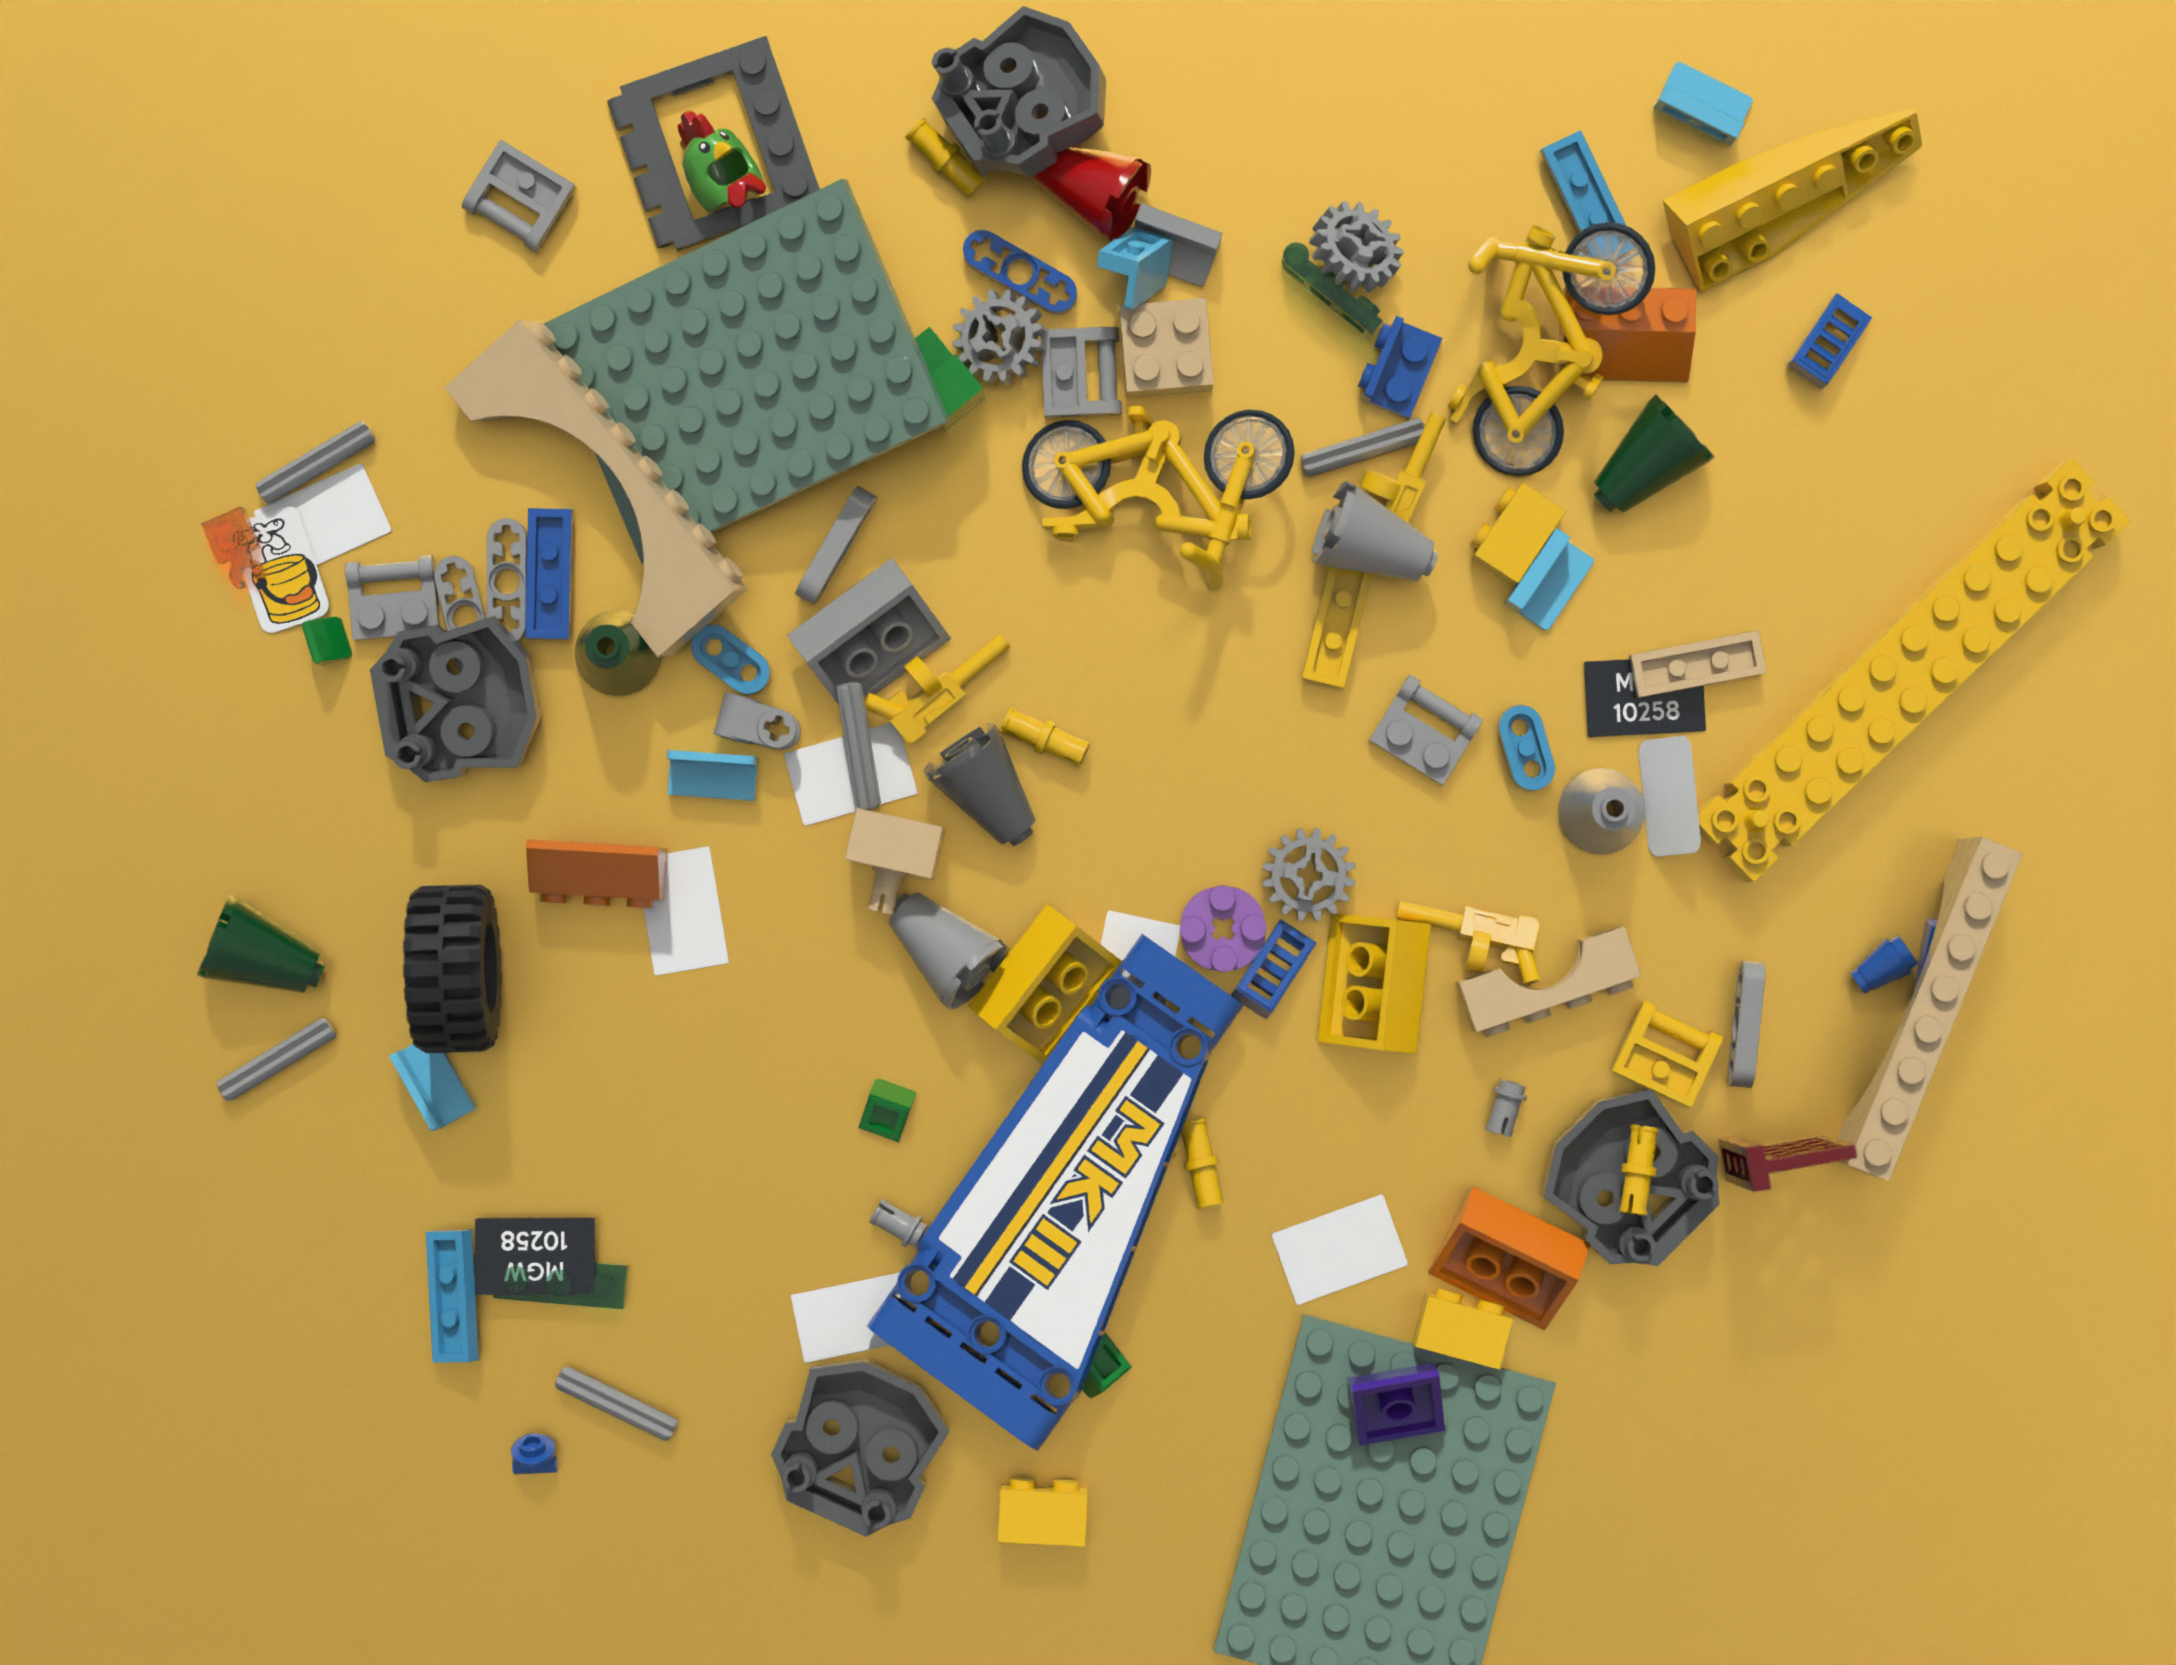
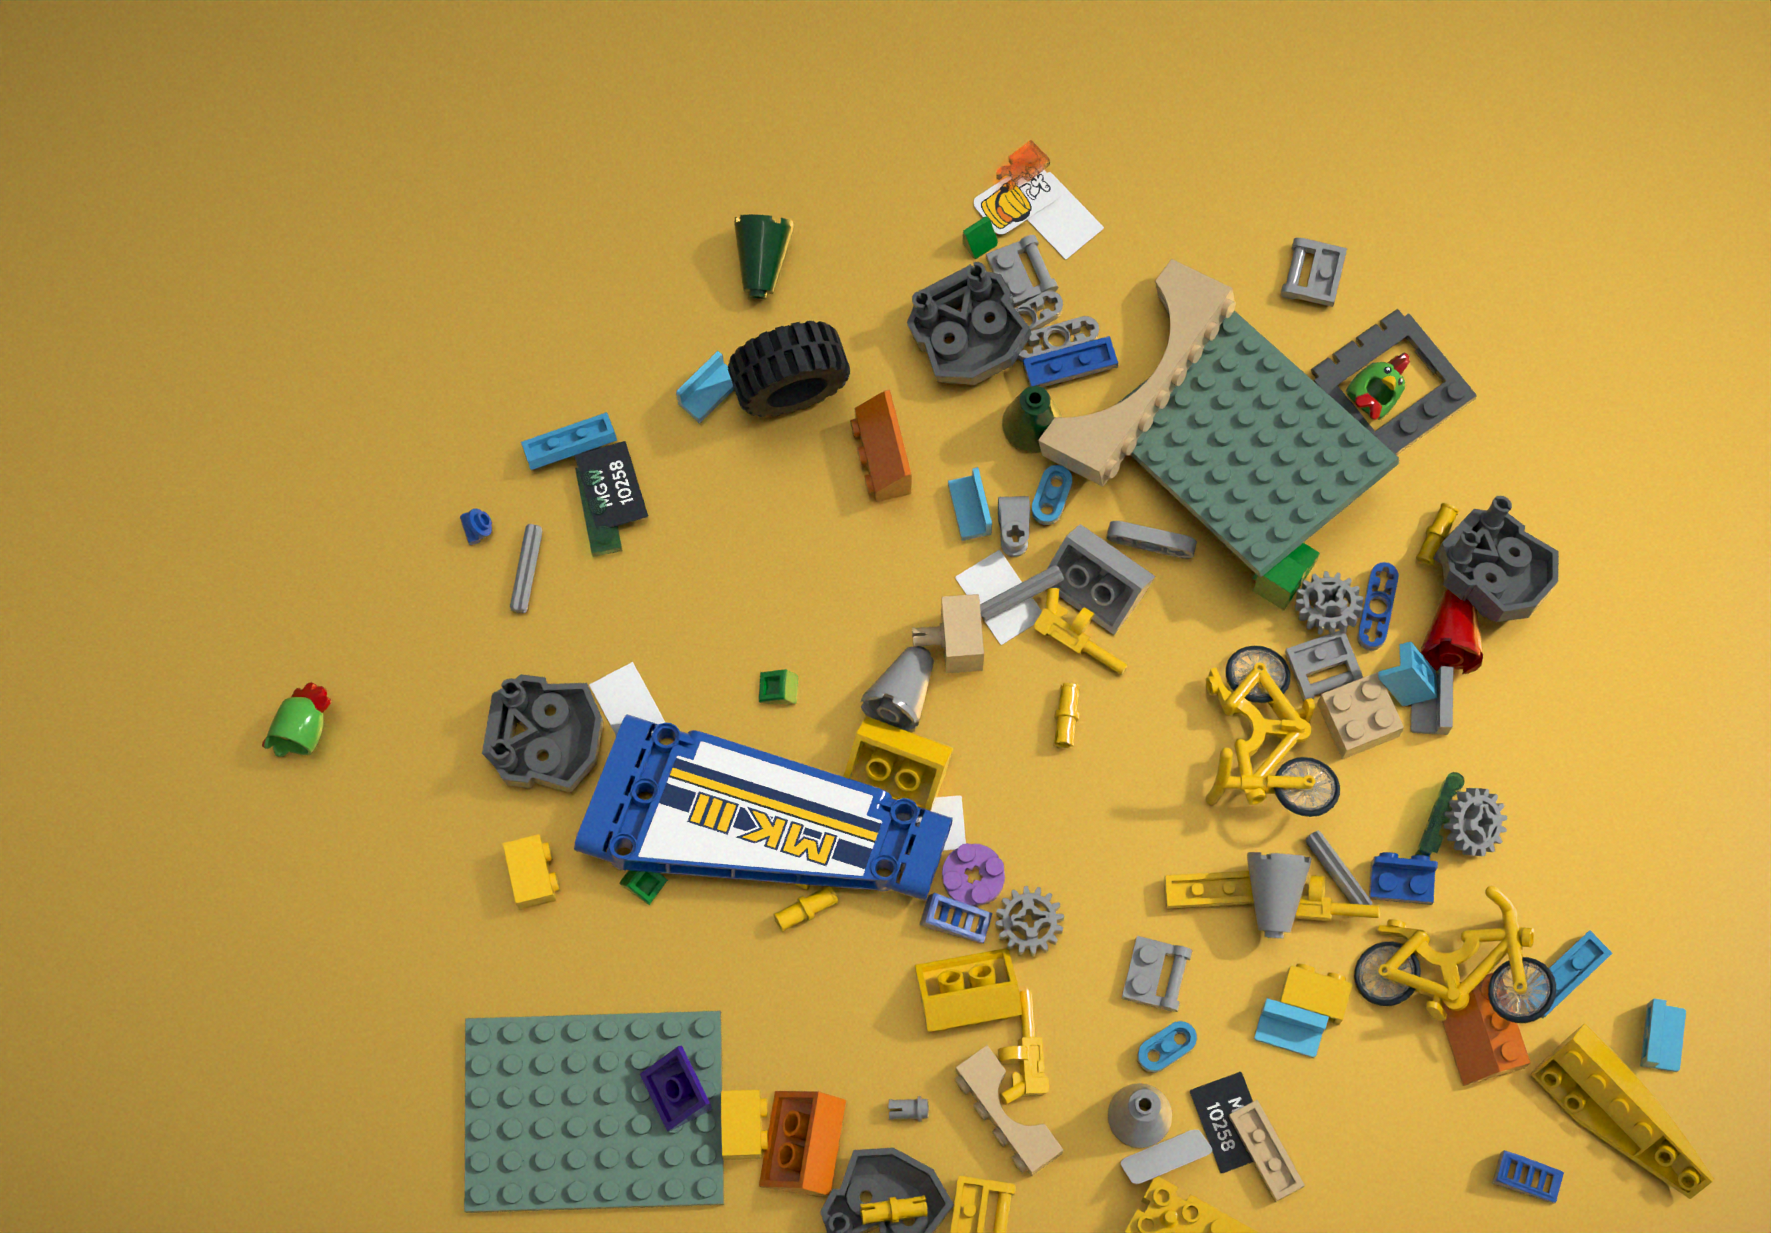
camera: 75 degrees right, 15 degrees down
(276, 1059) = (693, 287): light grey axle -> none
(315, 462) = (1095, 198): light grey axle -> none
(687, 925) = (864, 521): white sticker -> none
(899, 1223) = (703, 715): light grey pin -> none
(985, 784) = (1020, 683): dark grey cone -> none
(1339, 1249) = (773, 1024): white sticker -> none
(1650, 458) = (1401, 1070): dark green cone -> none

